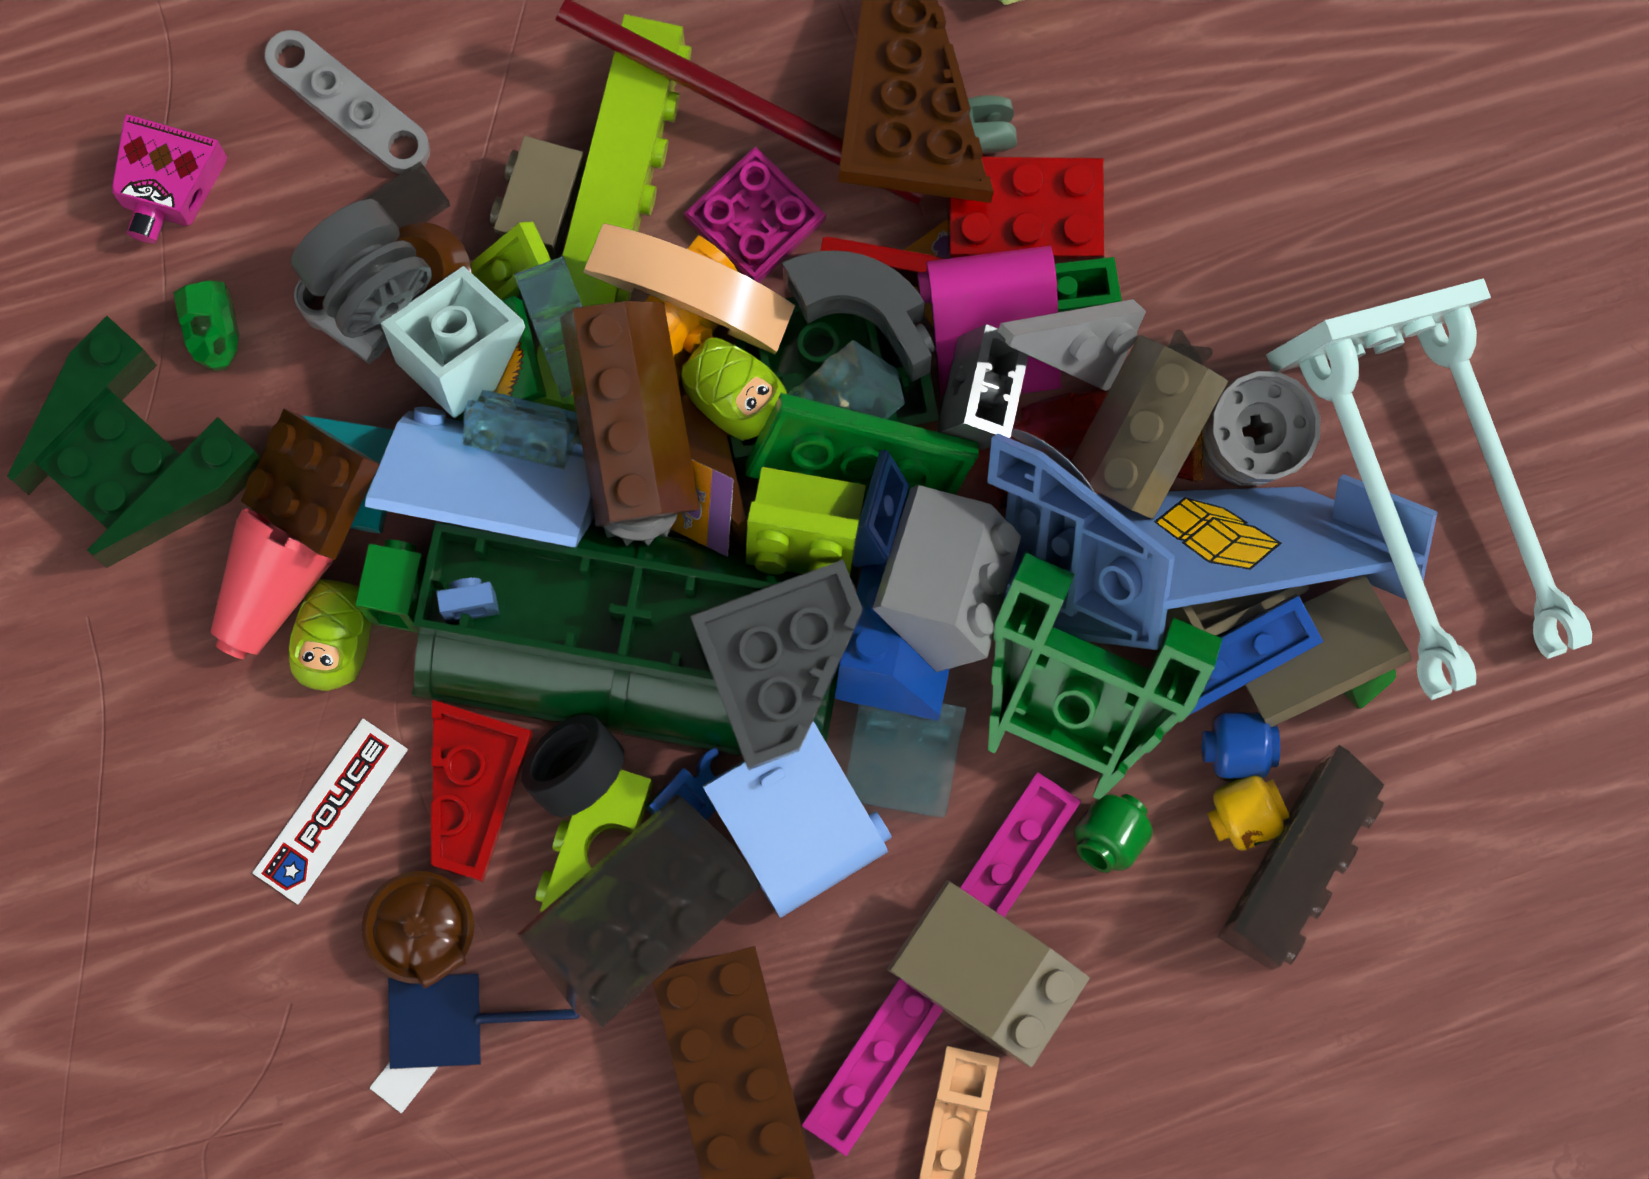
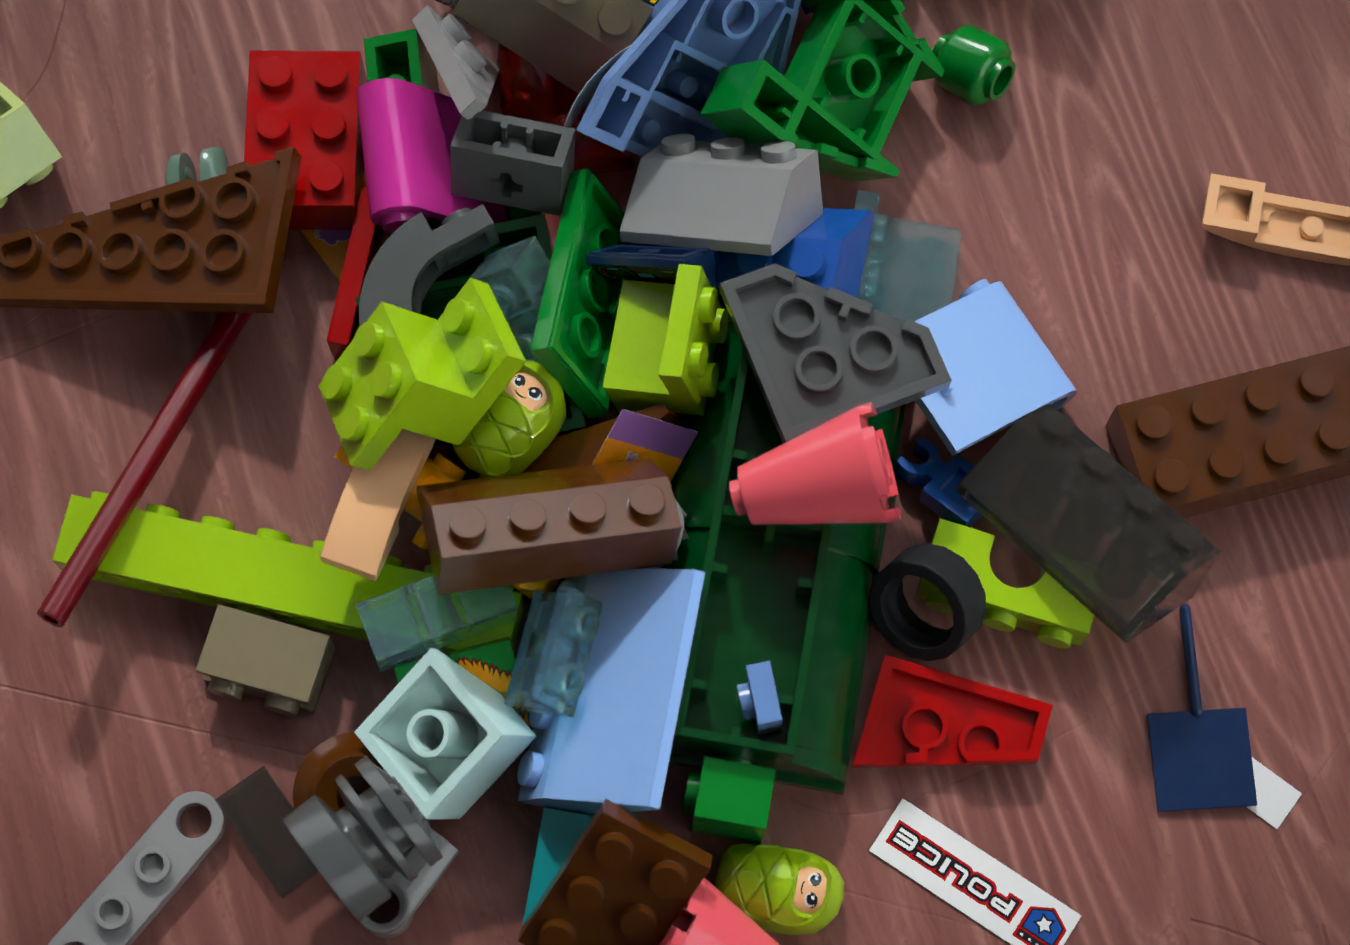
camera: 90 degrees left, 5 degrees down
(418, 927) = (1108, 772): reddish brown piece -> none
(512, 253) = (348, 678): lime plate -> none
(654, 651) = (821, 477): none -> coral cone
(755, 216) = (284, 429): dark pink tile -> none
(759, 297) = (420, 374): none -> lime bracket
(907, 1014) = (1114, 233): dark pink plate -> none
(988, 974) = (1131, 176): dark tan slope -> none

